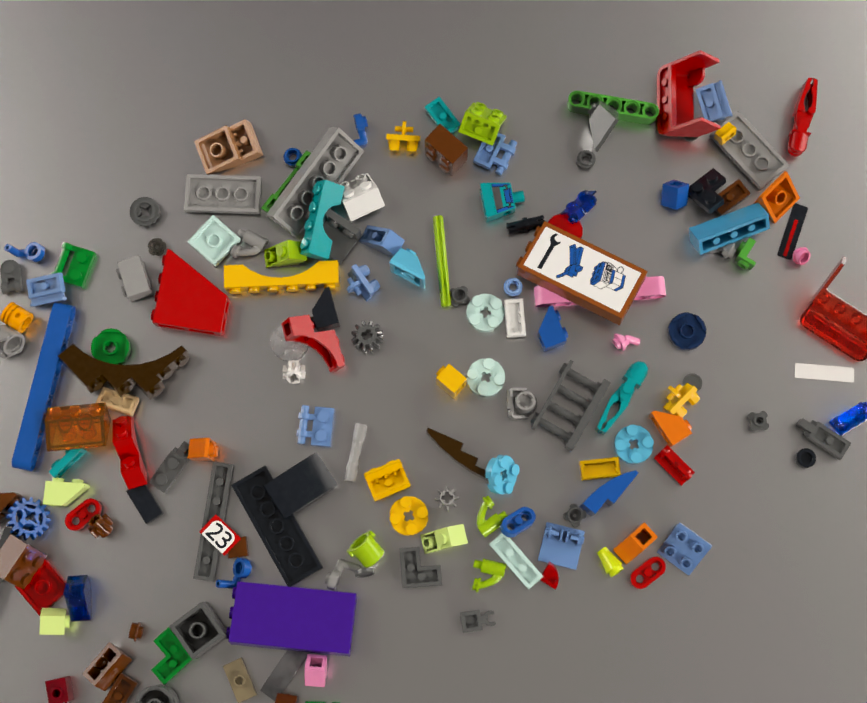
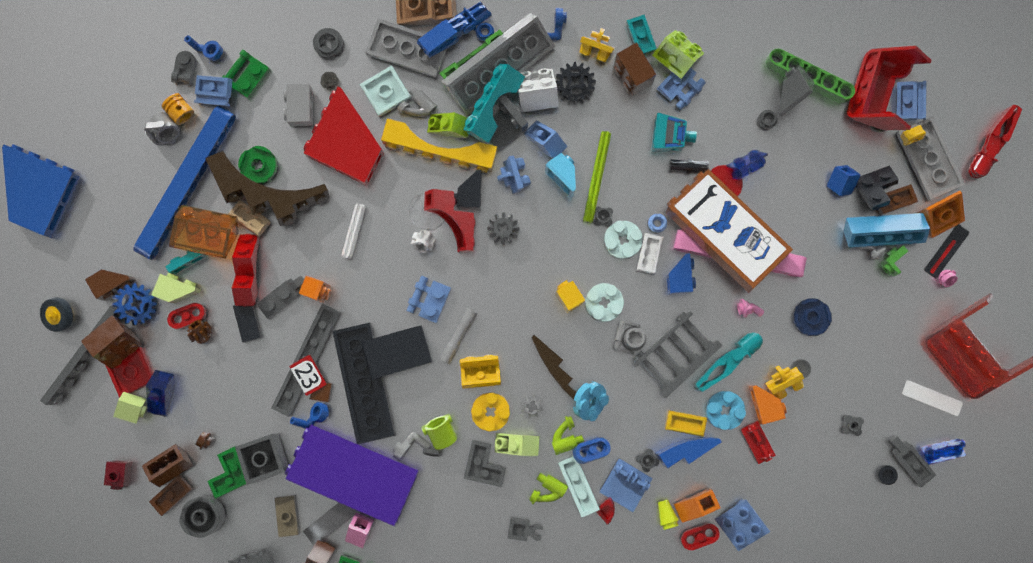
camera: 20 degrees right, 5 degrees up
(223, 383) = (353, 231): none -> white axle
(259, 166) = (449, 32): none -> blue arm
(386, 174) = (576, 88): none -> black gear

